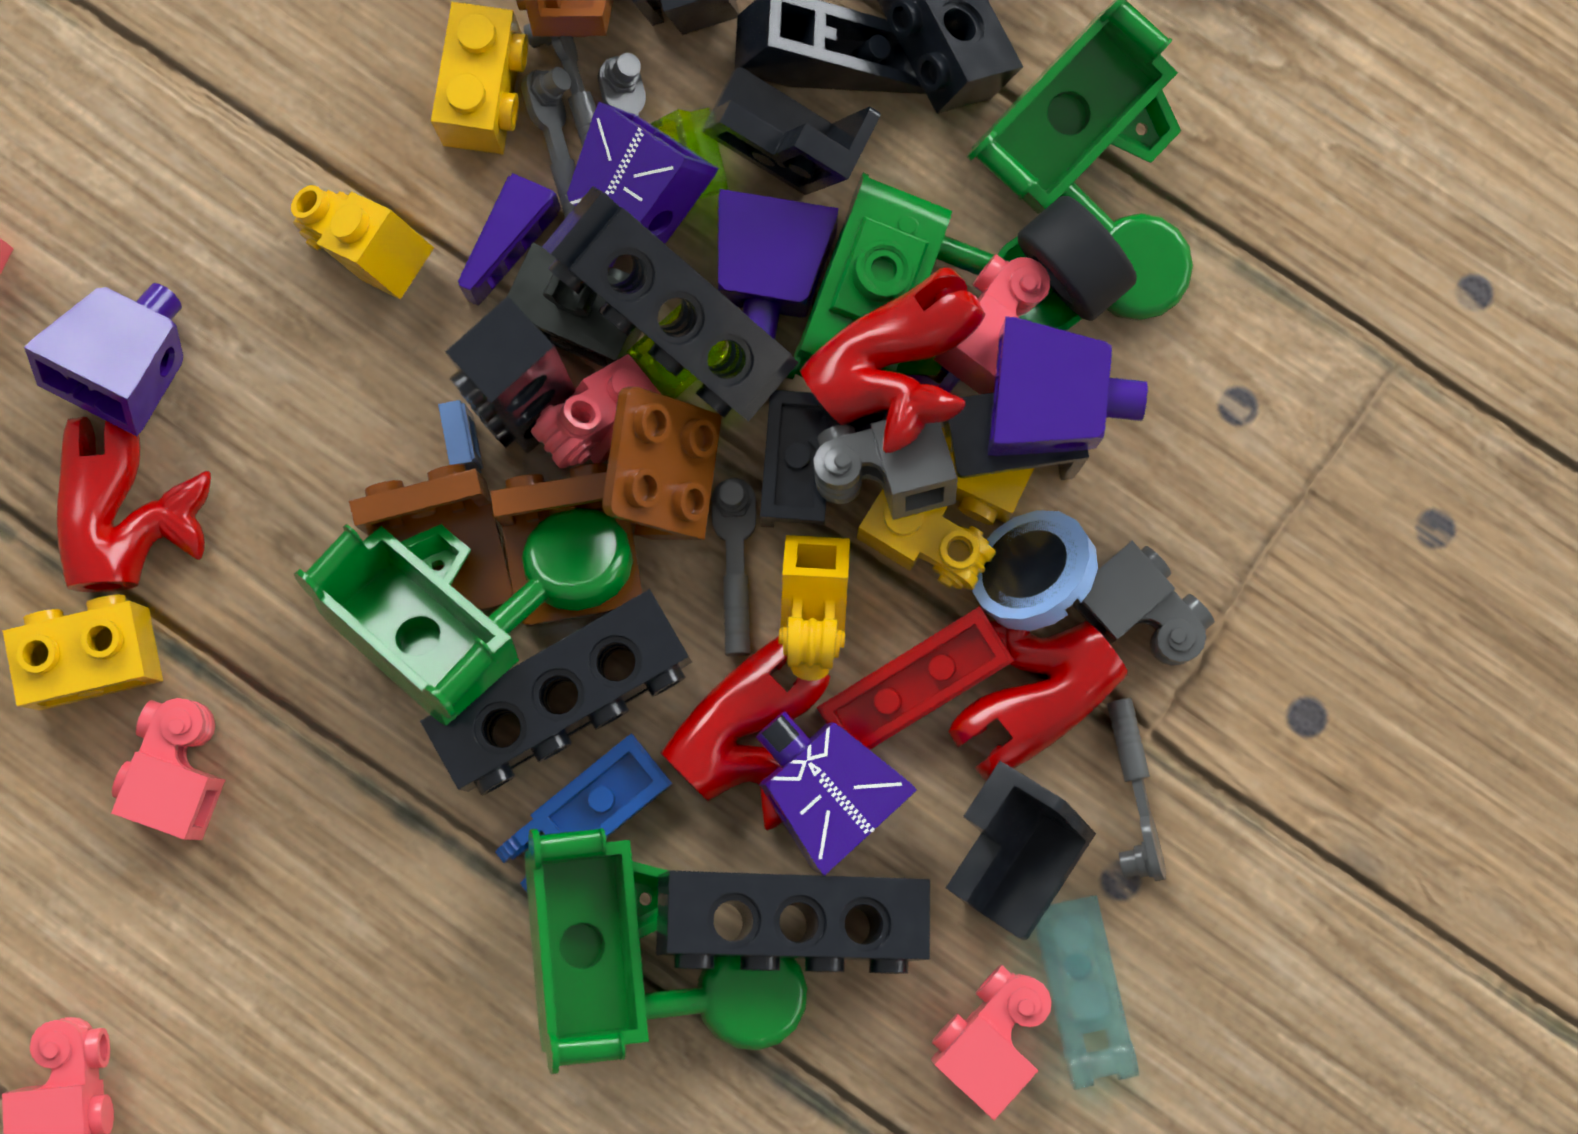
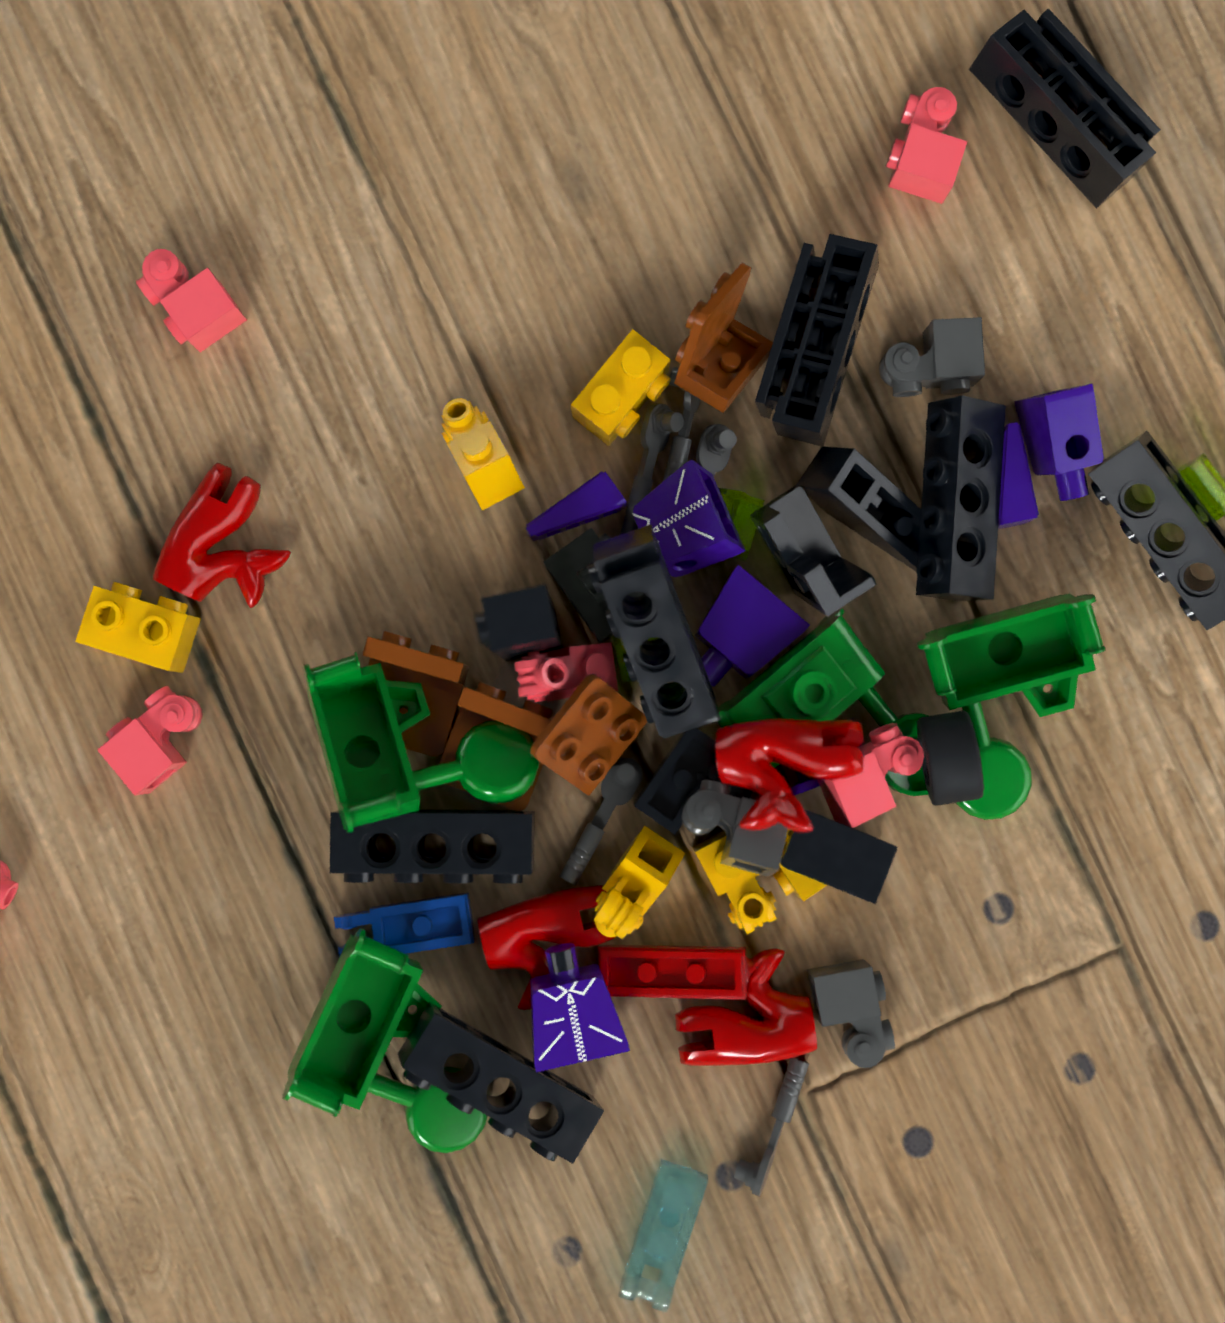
camera: 25 degrees right, 5 degrees up
(111, 354) = (269, 438): torso -> none
(460, 435) = (466, 632): medium blue tile -> none
(980, 1051) = (571, 1235): coral brick -> none
(1023, 851) = (672, 1128): black panel -> none
(1037, 570) = (798, 947): tile -> none
(1056, 391) = (879, 852): dark purple torso -> none

